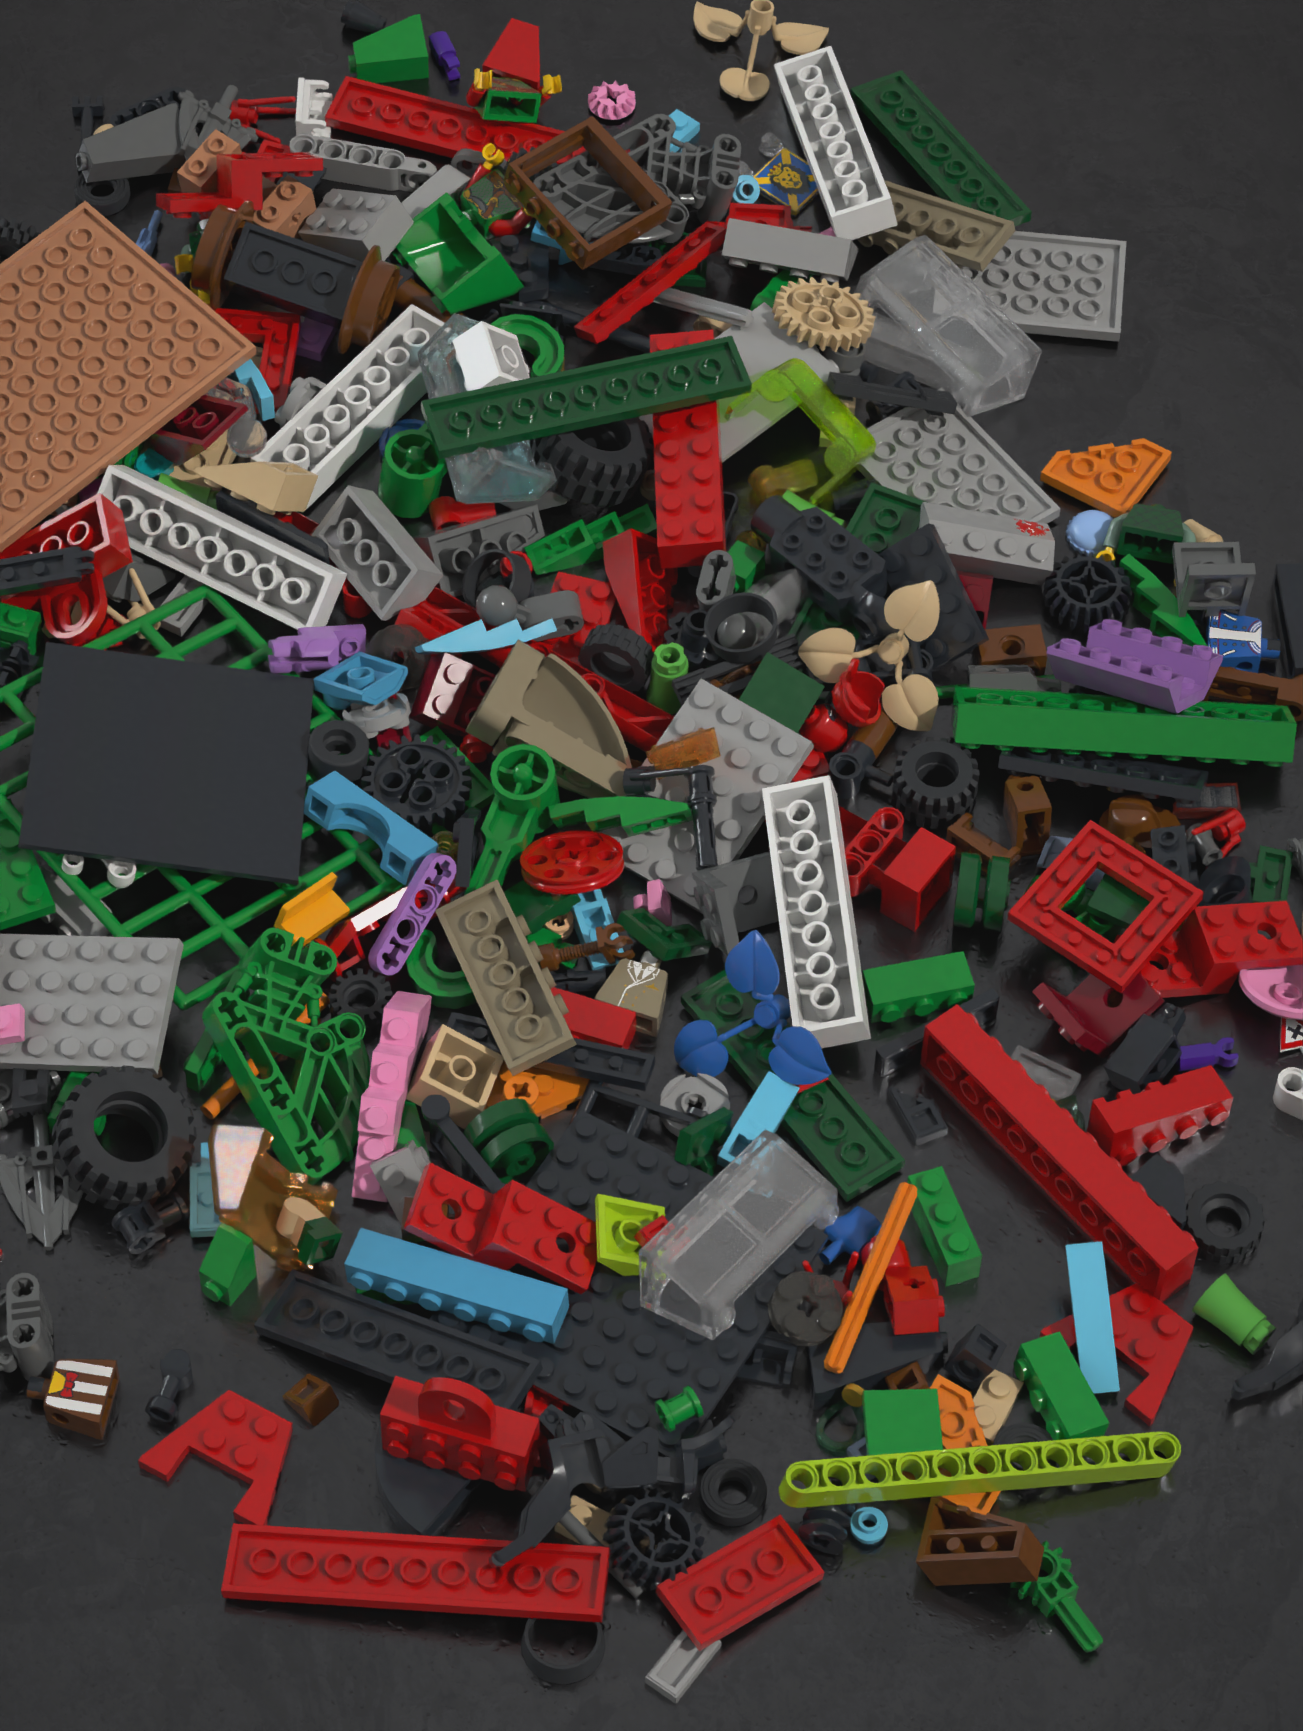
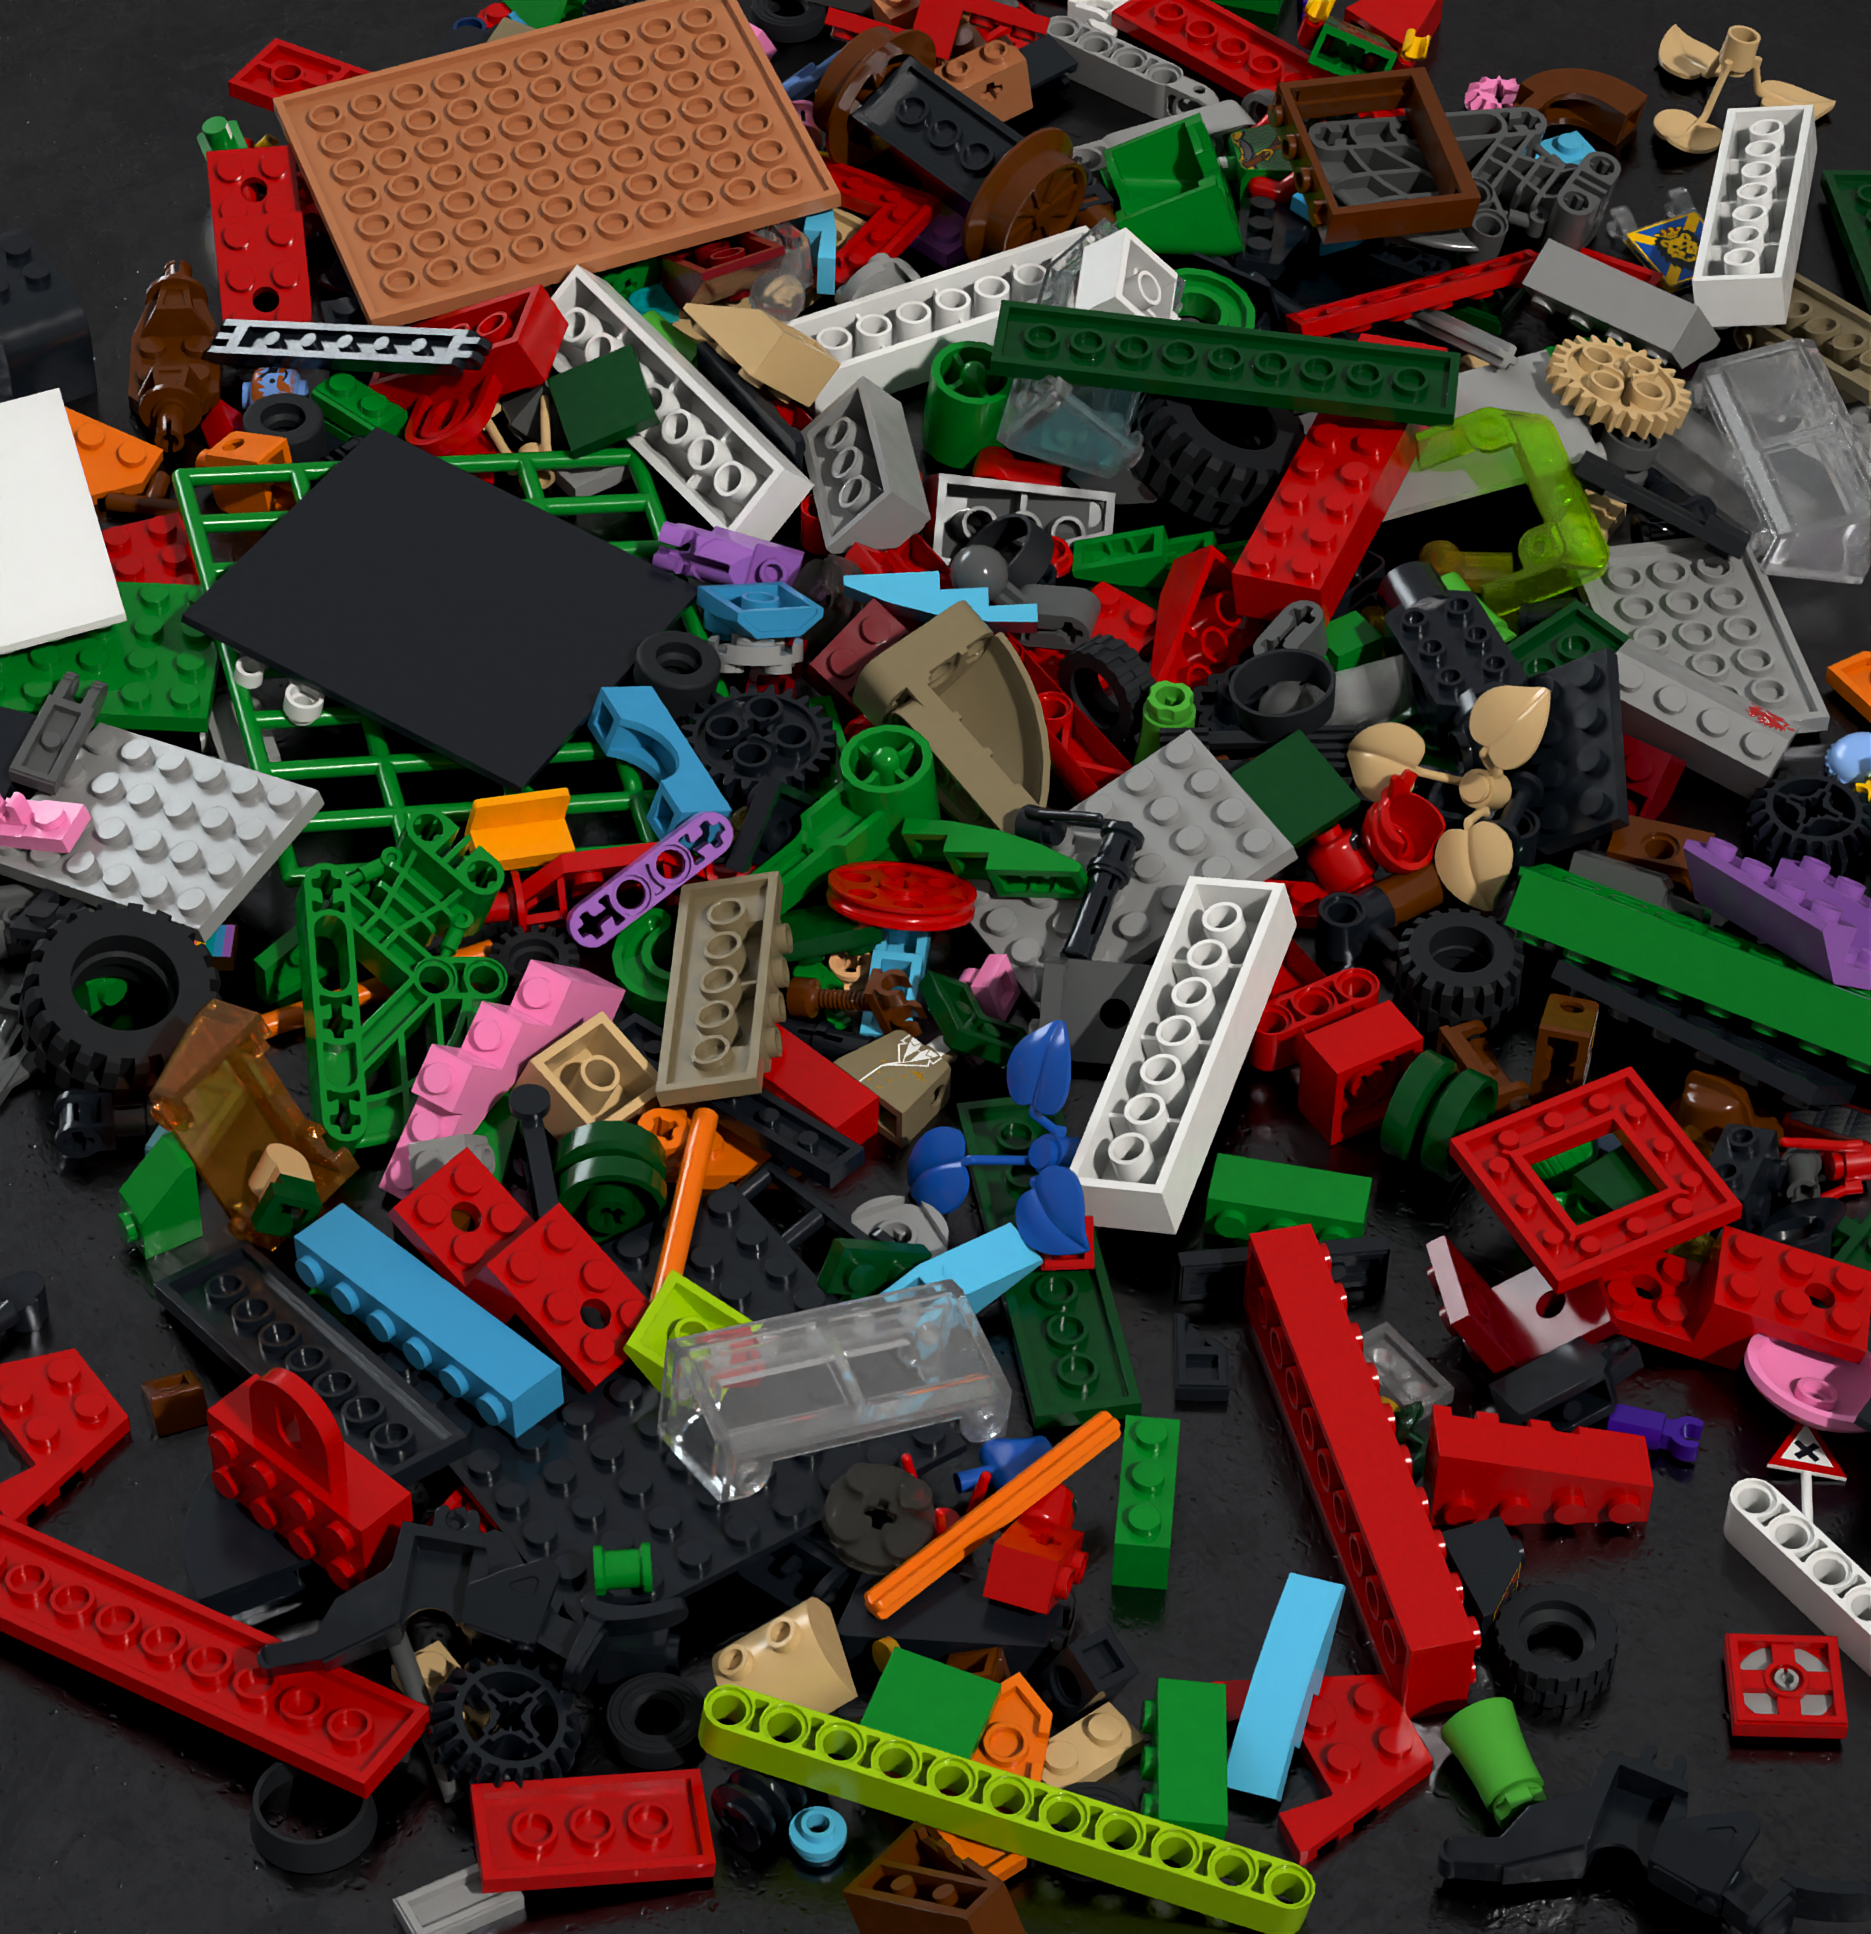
camera: 25 degrees right, 10 degrees down
(178, 562) = (603, 401): none -> dark green tile
(356, 222) = (1090, 113): light grey brick -> none
(567, 1140) = (686, 1196): none -> orange piece
(670, 84) = (1584, 100): none -> reddish brown arch
(686, 752) = (1121, 801): clear orange hinge -> none
(751, 182) = (1617, 226): medium azure plate -> none
(799, 1428) = (791, 1659): none -> tan brick

